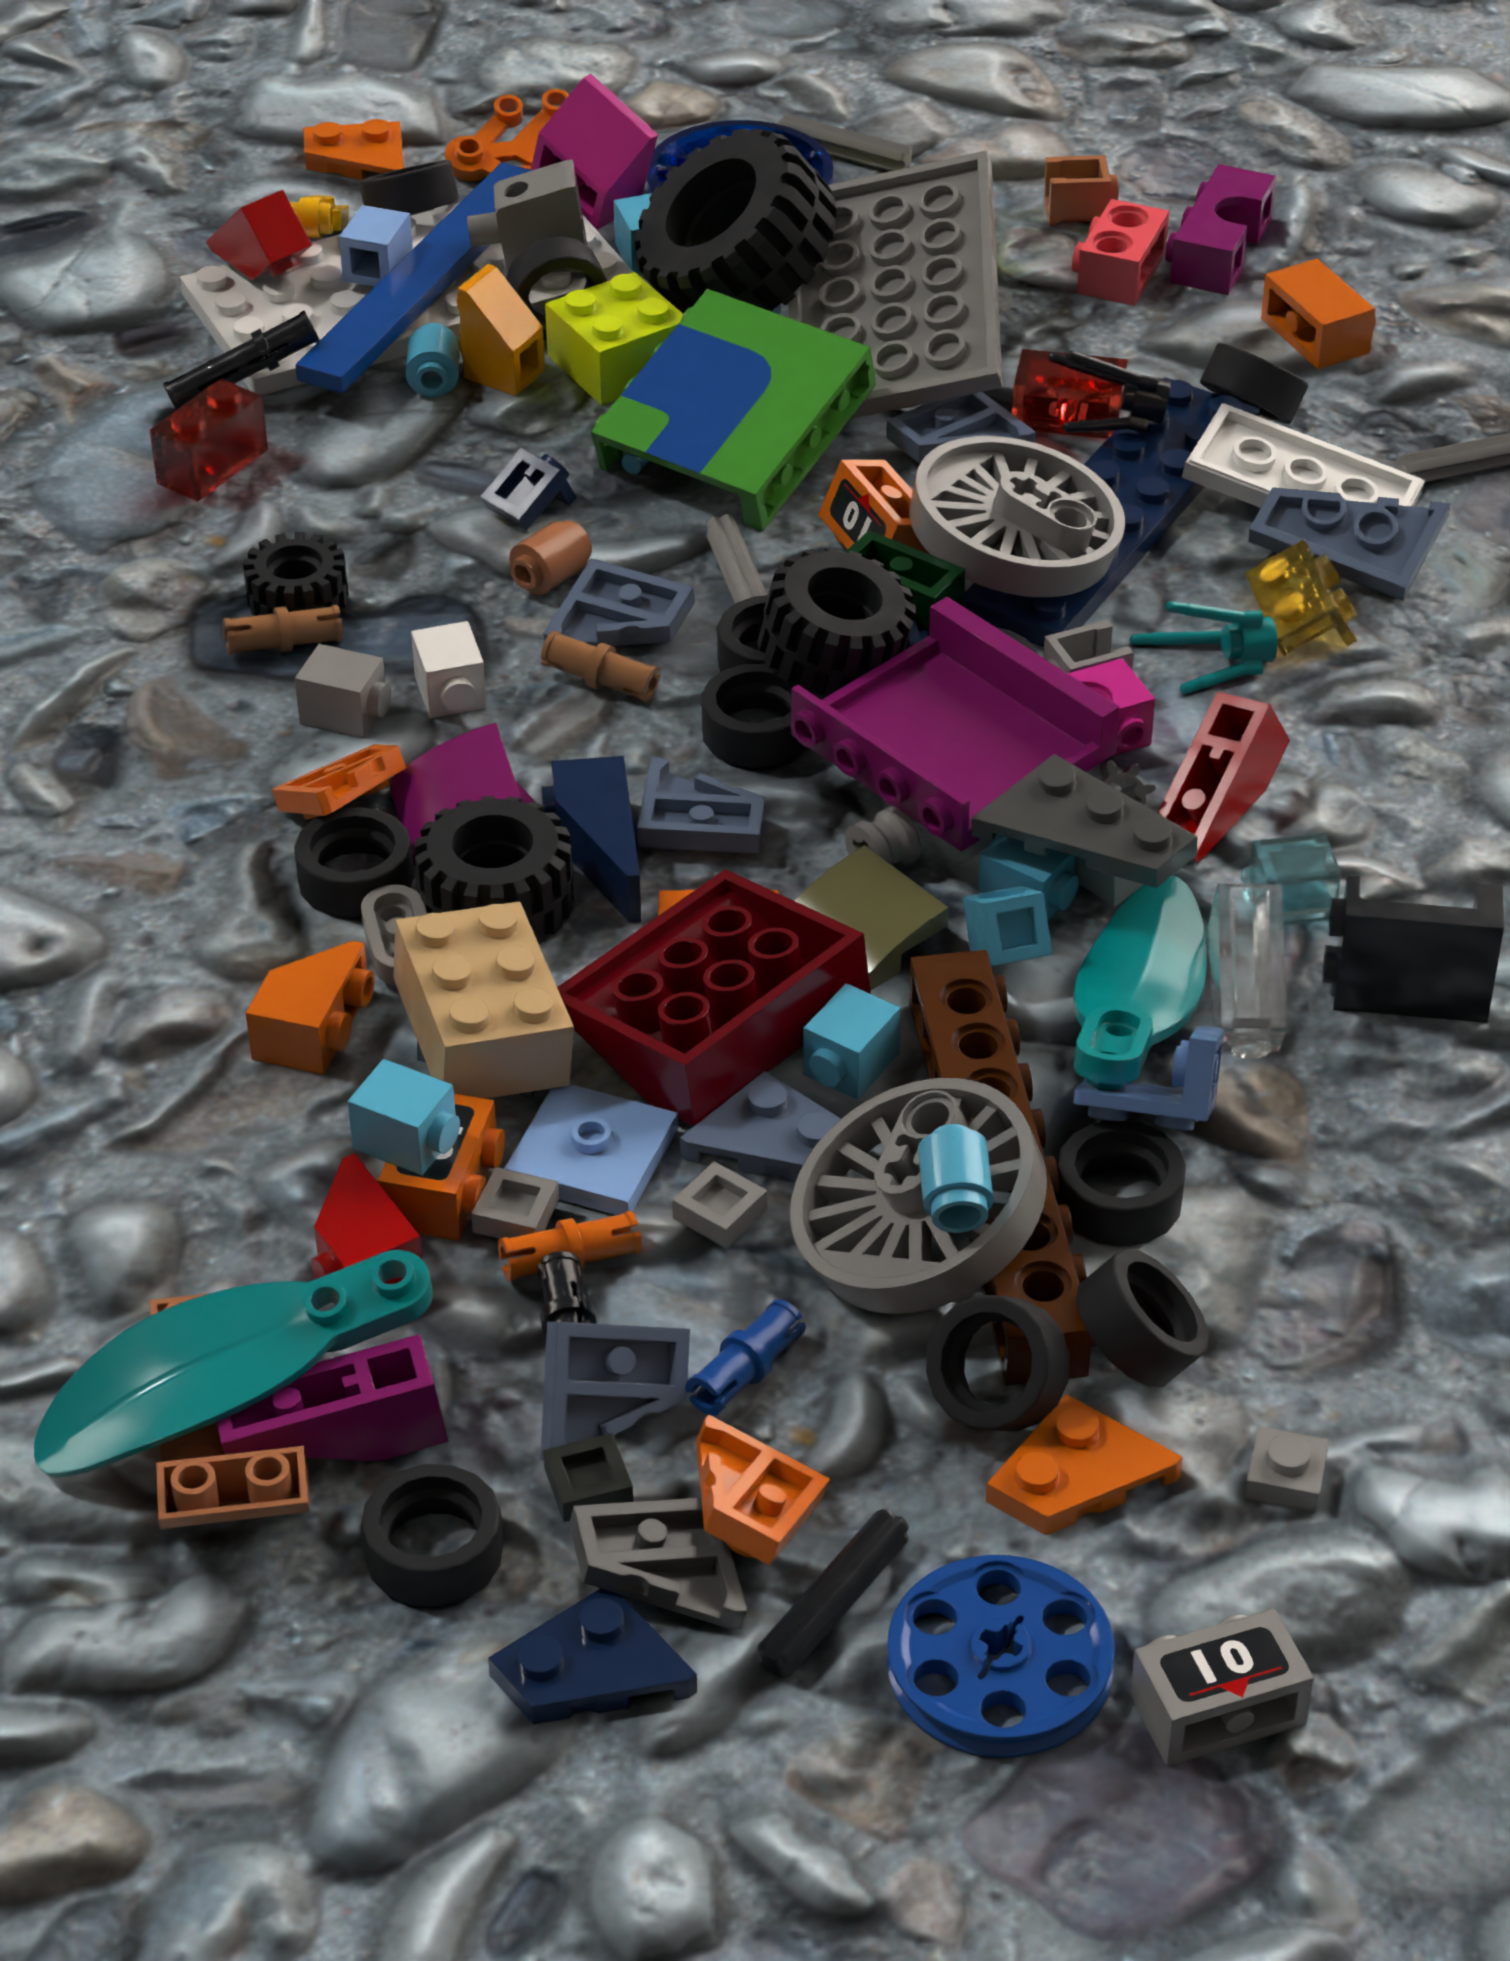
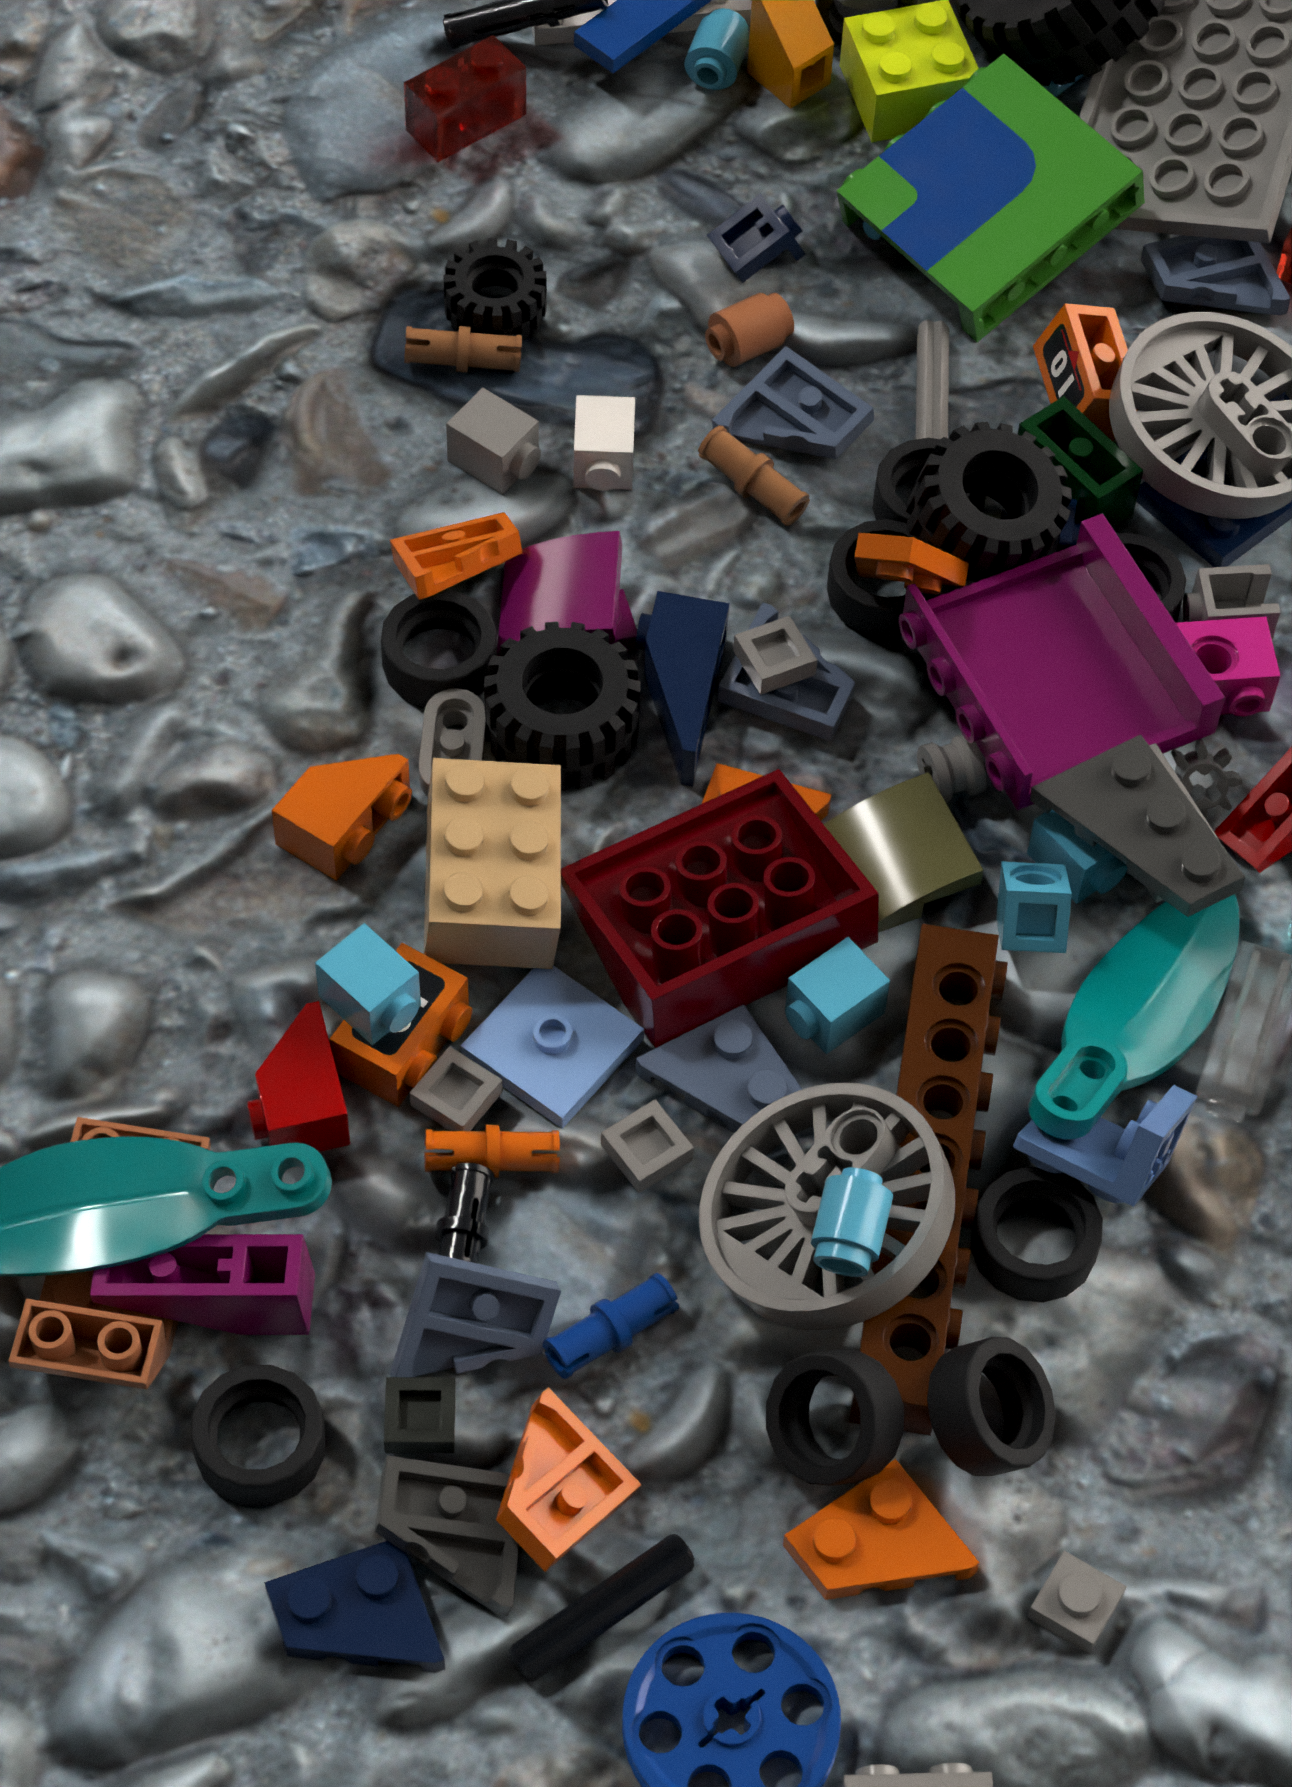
camera: 15 degrees right, 15 degrees up
(683, 785) = (775, 655): none -> light grey plate
(771, 667) = (908, 562): none -> orange wing

